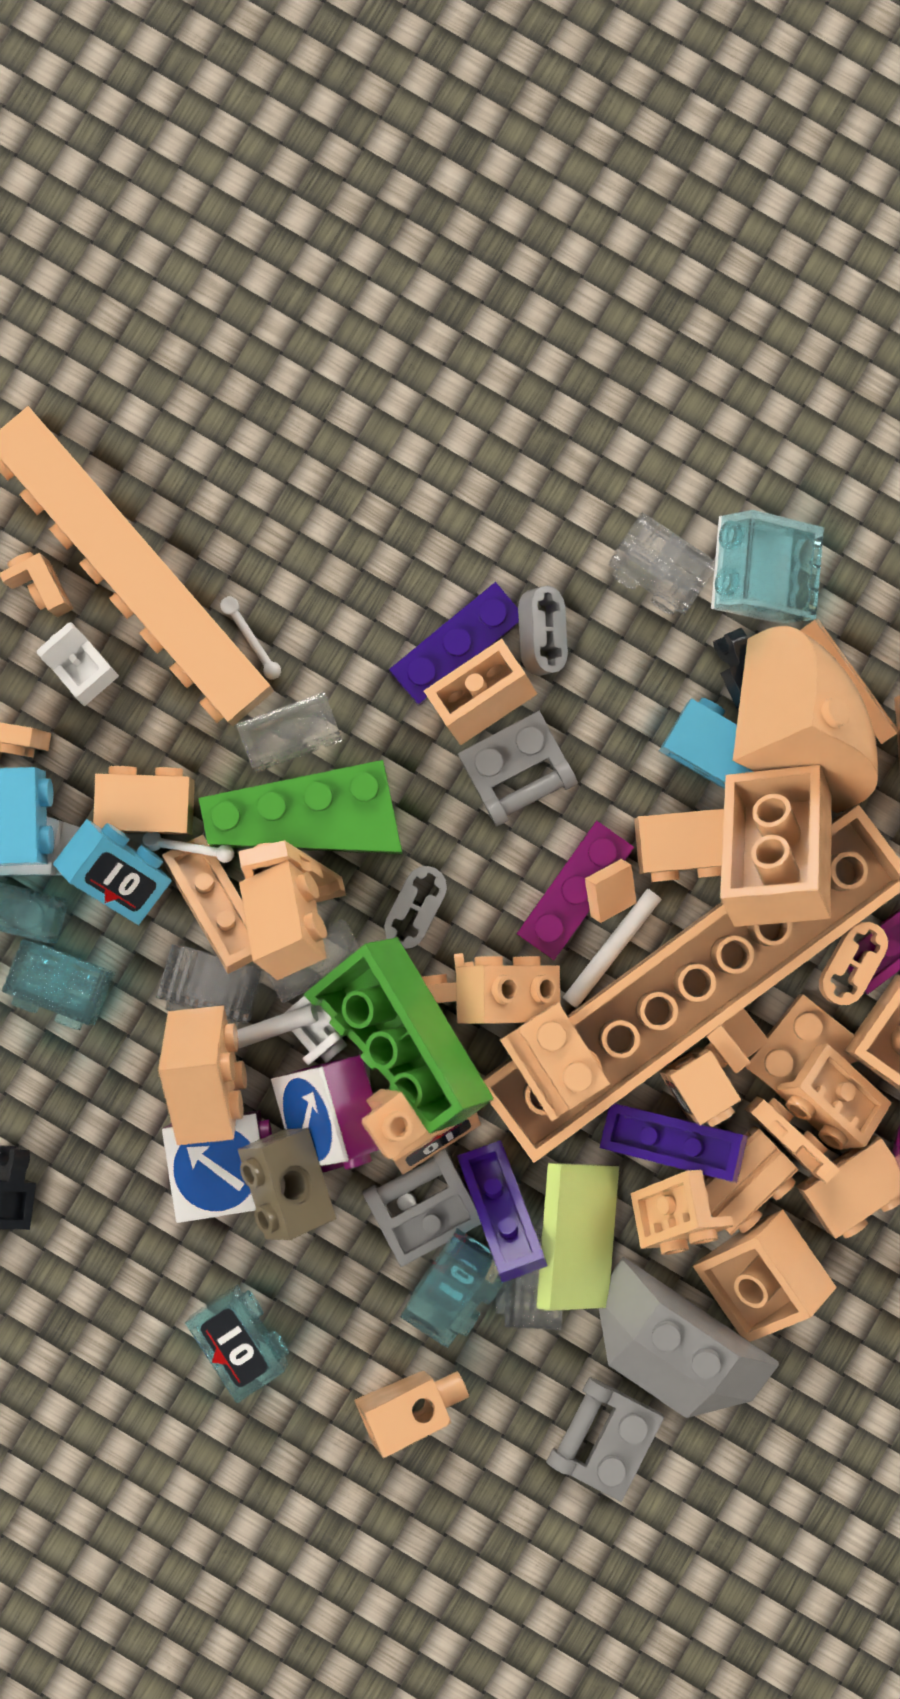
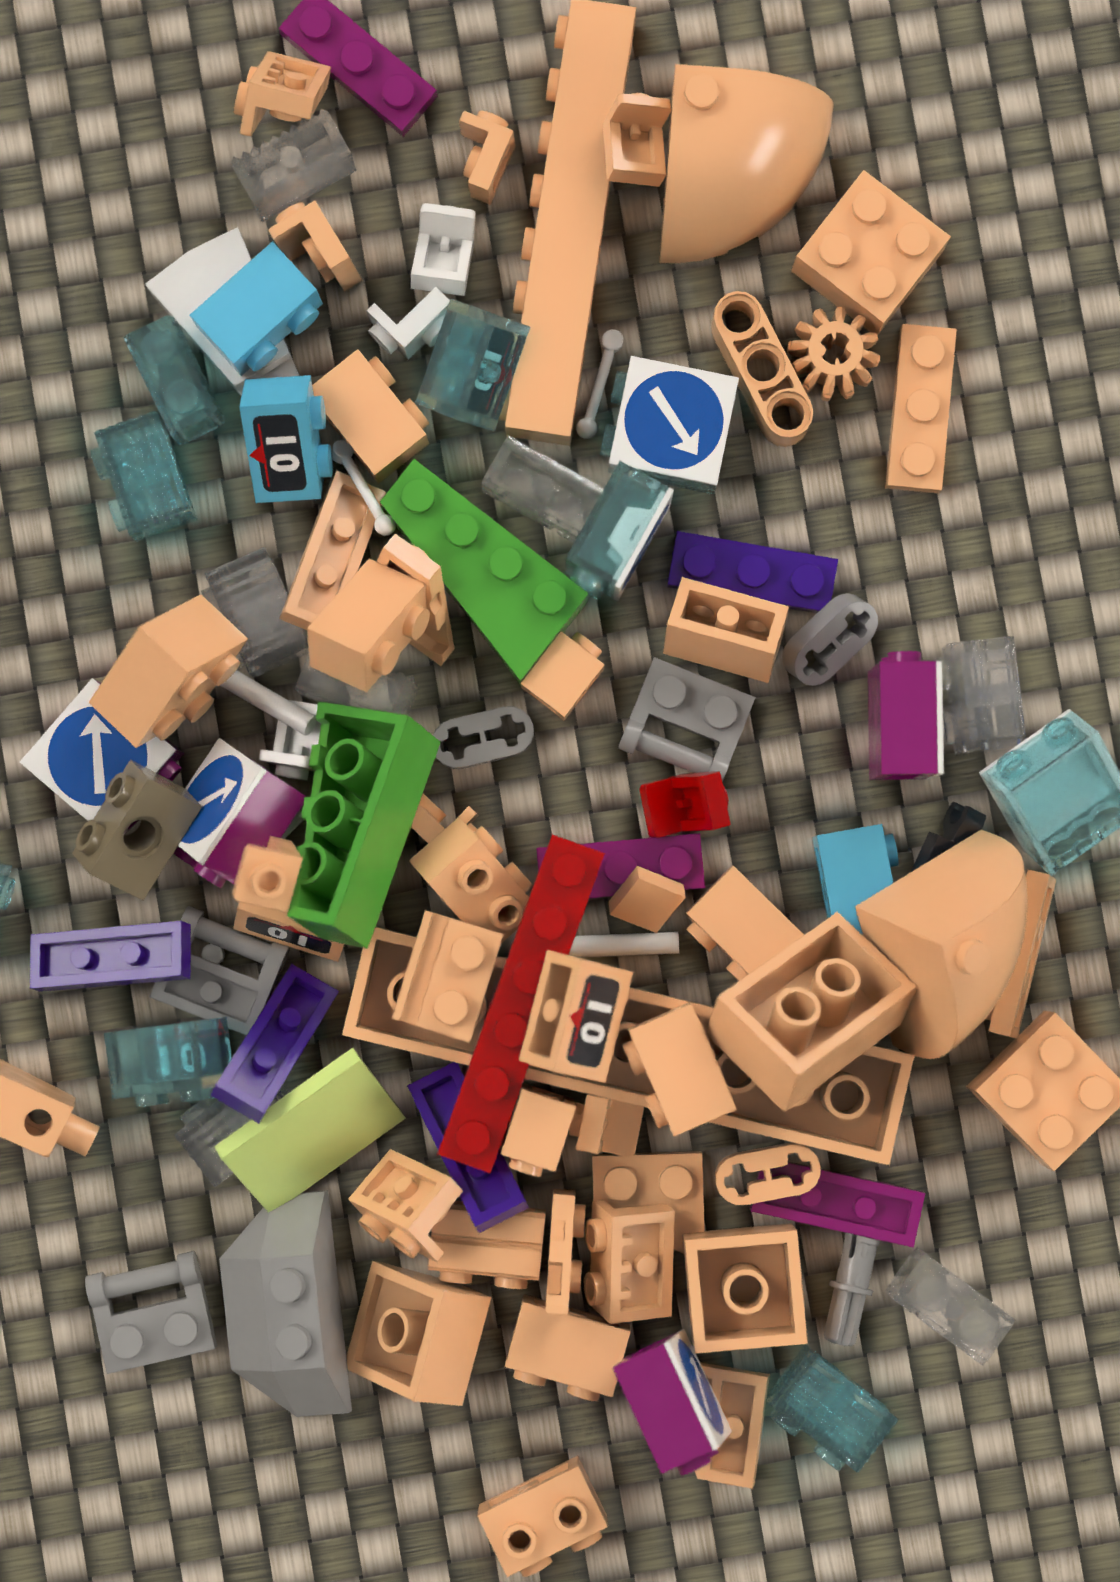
camera: 55 degrees right, 0 degrees up
(114, 478) = (636, 139): none -> light nougat bracket
(115, 717) = (414, 330): none -> white bracket
(169, 708) = (472, 365): none -> clear light blue brick
(179, 425) = (736, 156): none -> light nougat brick
(315, 509) = (755, 343): none -> light nougat beam
(316, 392) = (870, 252): none -> light nougat brick
(317, 614) = (671, 423): none -> piece
(353, 1270) = (110, 956): none -> plate
(359, 707) = (618, 532): none -> clear light blue piece
(373, 460) = (854, 357): none -> light nougat gear
(419, 819) = (564, 673): none -> light nougat brick
(443, 446) = (920, 408): none -> light nougat plate
(570, 813) = (685, 803): none -> red bracket
(613, 1029) = (495, 1068): none -> red plate
(636, 625) = (905, 718): none -> magenta piece
(653, 1001) = (576, 1016): none -> light nougat brick
(743, 962) = (680, 1070): none -> light nougat brick

